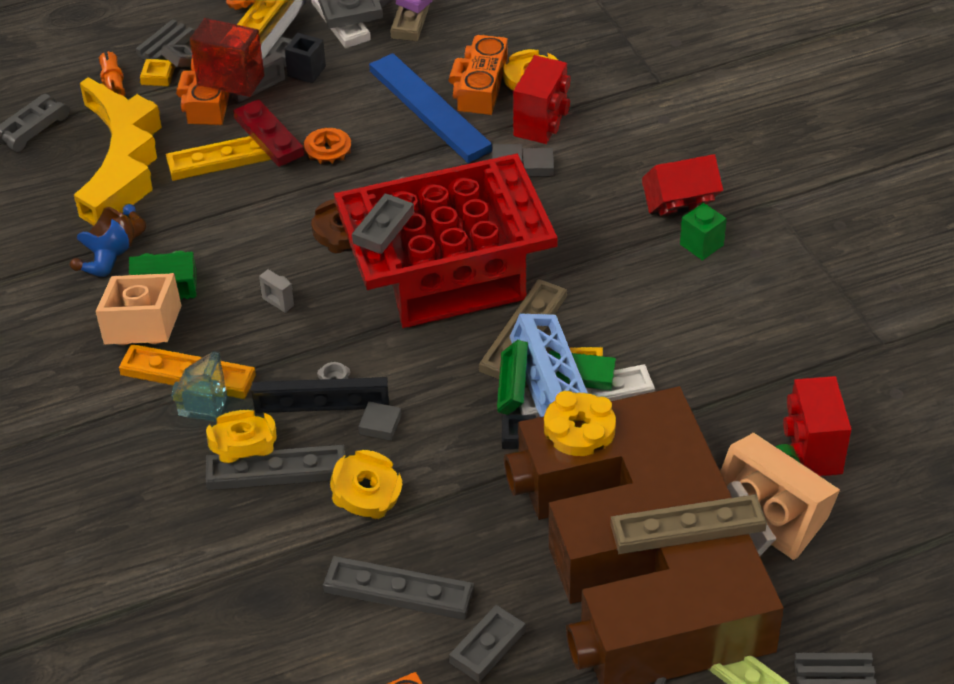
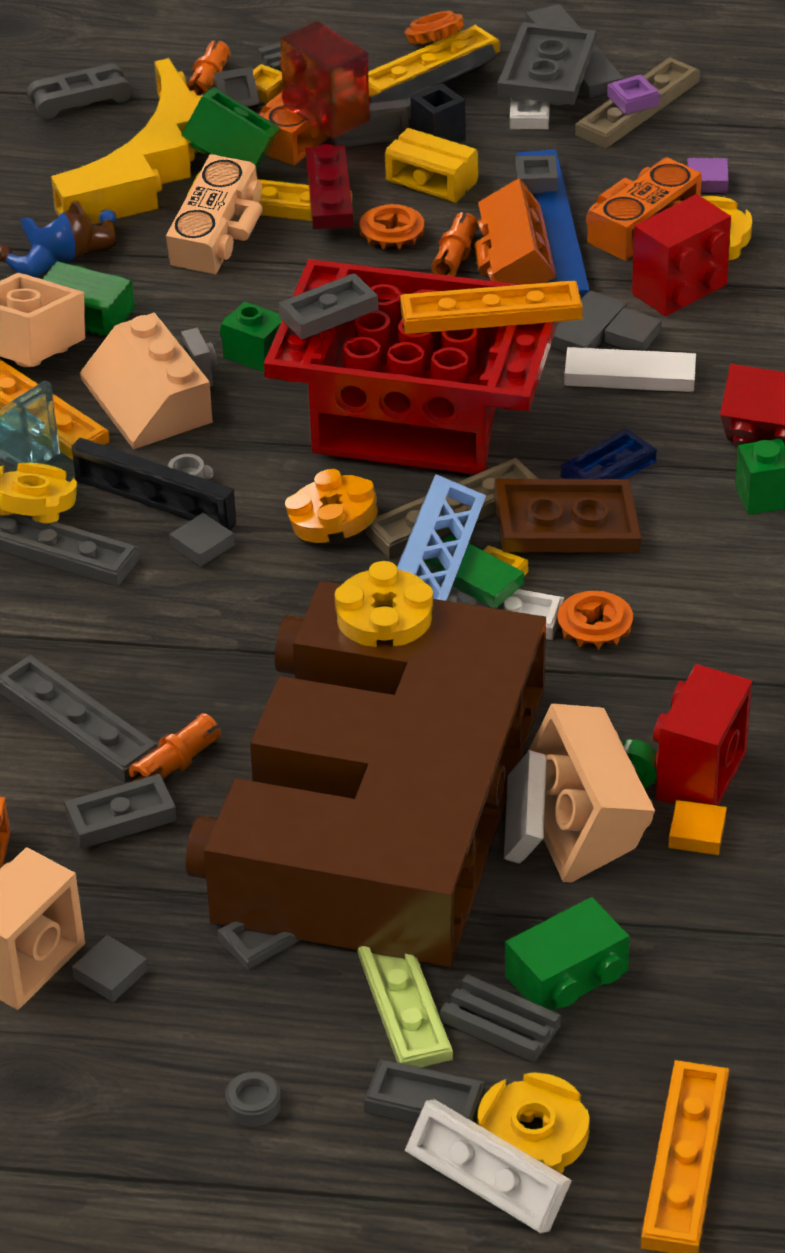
camera: 30 degrees right, 5 degrees down
(146, 83) = (238, 85): none -> dark grey plate
(176, 117) = (229, 129): none -> green brick
(209, 195) = (215, 212): none -> light nougat piece
(256, 321) = (148, 382): none -> light nougat slope
(302, 259) = (249, 335): none -> green brick
(322, 92) = (431, 165): none -> yellow brick
(360, 500) = (123, 616): yellow plate -> none
(380, 144) = (455, 245): none -> orange pin
(401, 75) = (537, 172): none -> dark grey plate
(432, 135) = (514, 237): none -> orange piece
(451, 347) = (332, 506): none -> light orange plate
(484, 183) = (491, 307): none -> light orange tile
(487, 582) = (177, 749): none -> orange pin
(502, 30) = (713, 172): none -> medium lavender tile
(512, 377) = (387, 537): green tile -> none
(569, 185) = (630, 369): none -> white tile
(589, 274) = (613, 465): none -> clear blue tile
(604, 307) = (566, 515): none -> reddish brown plate
(684, 363) = (588, 607): none -> orange gear
(688, 523) = (416, 760): dark tan tile -> none
(846, 611) = (567, 955): none -> green brick
(850, 484) = (697, 827): none -> light orange tile

